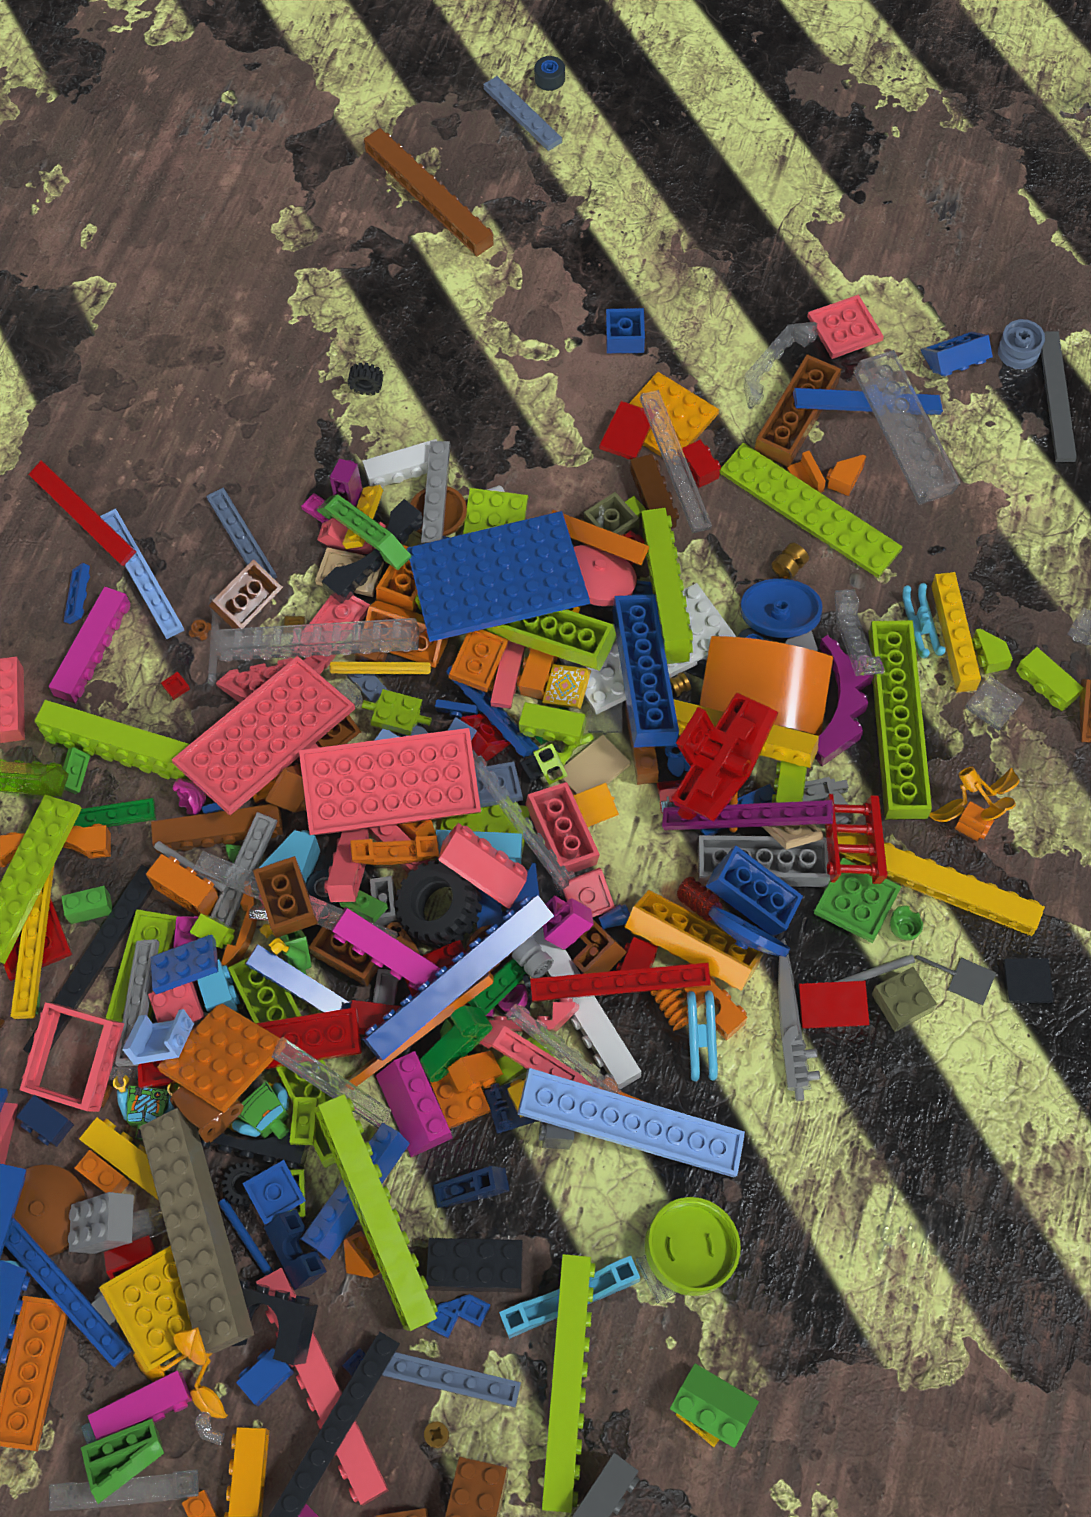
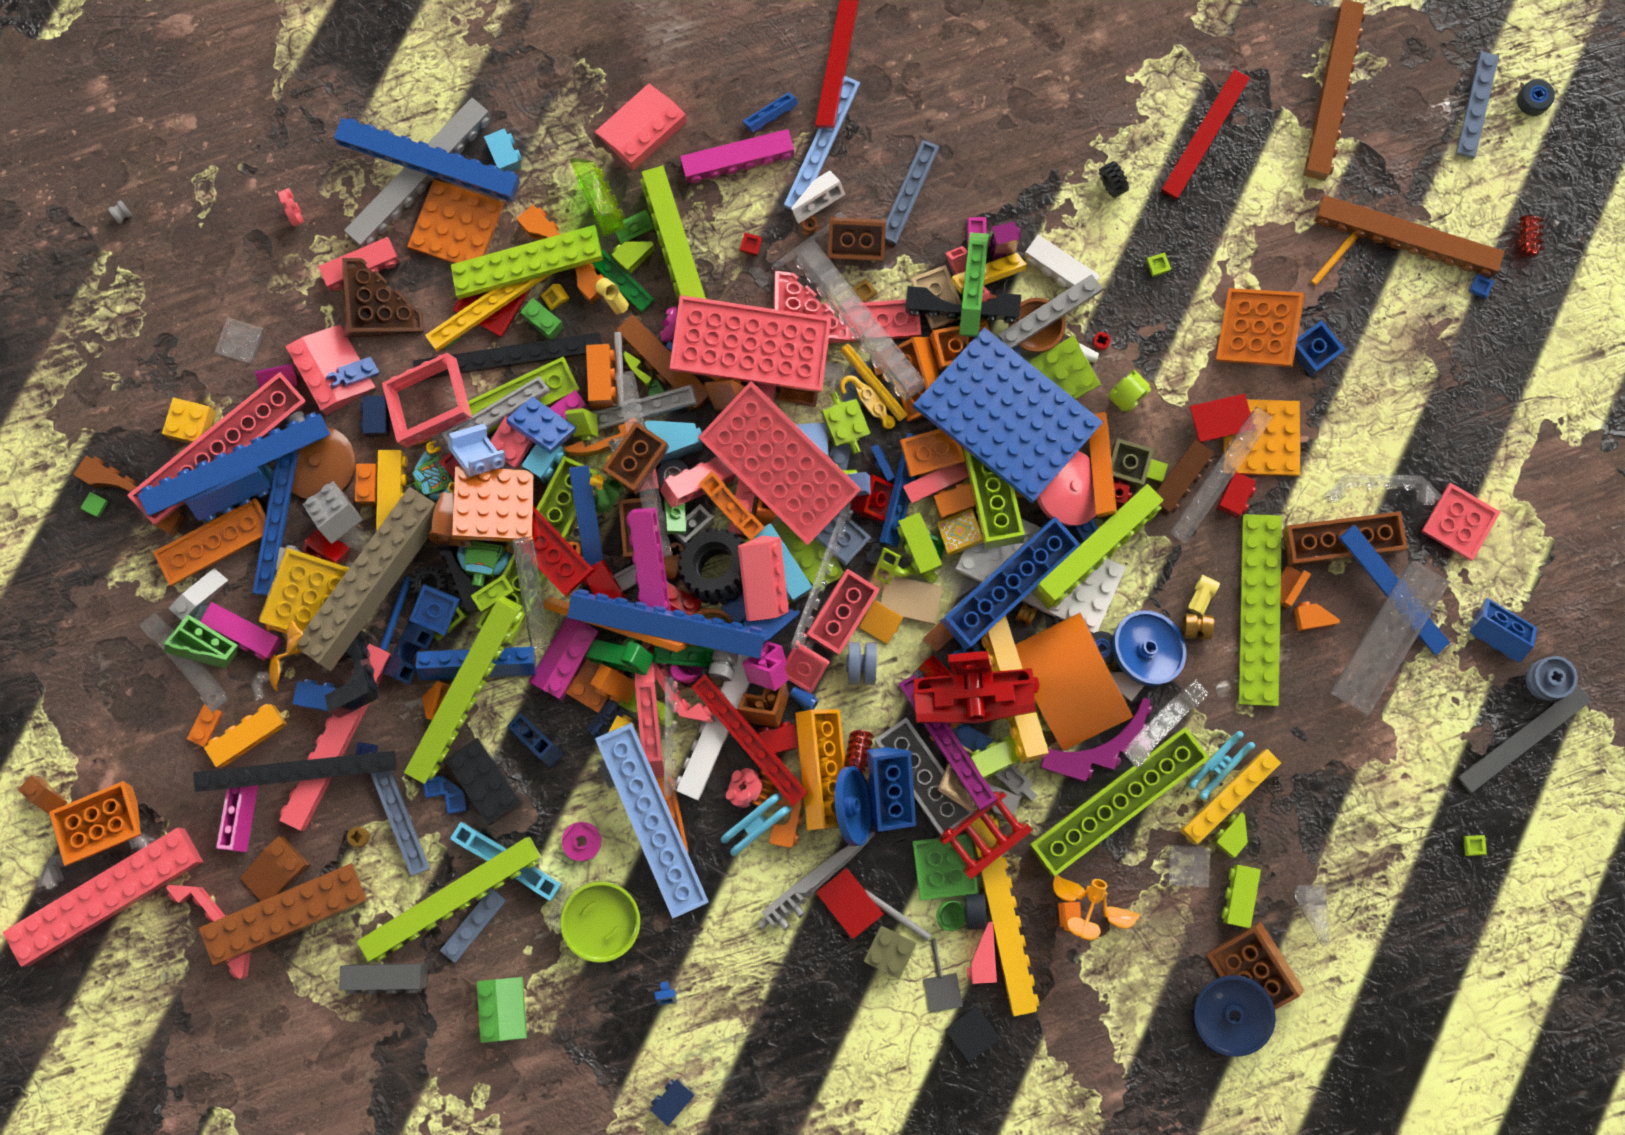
camera: 50 degrees right, 15 degrees up
(68, 1425) = (201, 592): none -> slope
(75, 881) = (555, 296): none -> yellow slope
(97, 787) = (632, 254): none -> lime slope
(116, 825) = (612, 295): none -> light yellow piece
(182, 601) = (817, 196): none -> white slope
(193, 852) = (635, 365): none -> lime slope
(385, 298) = (1205, 134): none -> red tile
(393, 680) = (870, 400): none -> yellow piece
(462, 396) = (1158, 264): none -> lime plate
(494, 480) = (1100, 346): none -> red bush
(550, 481) = (1129, 390): none -> lime brick
(561, 275) = (1332, 261): none -> light orange bar
(576, 355) = (1260, 327): none -> orange plate
(585, 217) = (1408, 236): none -> dark orange brick
(608, 1200) = (570, 842): none -> dark pink plate
(608, 1380) = (473, 925): none -> sand blue plate
(622, 841) = (861, 663): none -> sand blue wheel
(649, 1022) = (736, 791): none -> coral plate
(654, 140) = (1530, 235): none -> clear red piece
(666, 198) = (1481, 286): none -> blue tile
(763, 537) = (1205, 590): none -> light yellow piece
(807, 1234) = (666, 995): none -> blue tile
(916, 1300) = (672, 1101): none -> dark blue brick
(918, 897) = (975, 911): none -> black wheel
(965, 923) = (982, 964): none -> coral slope

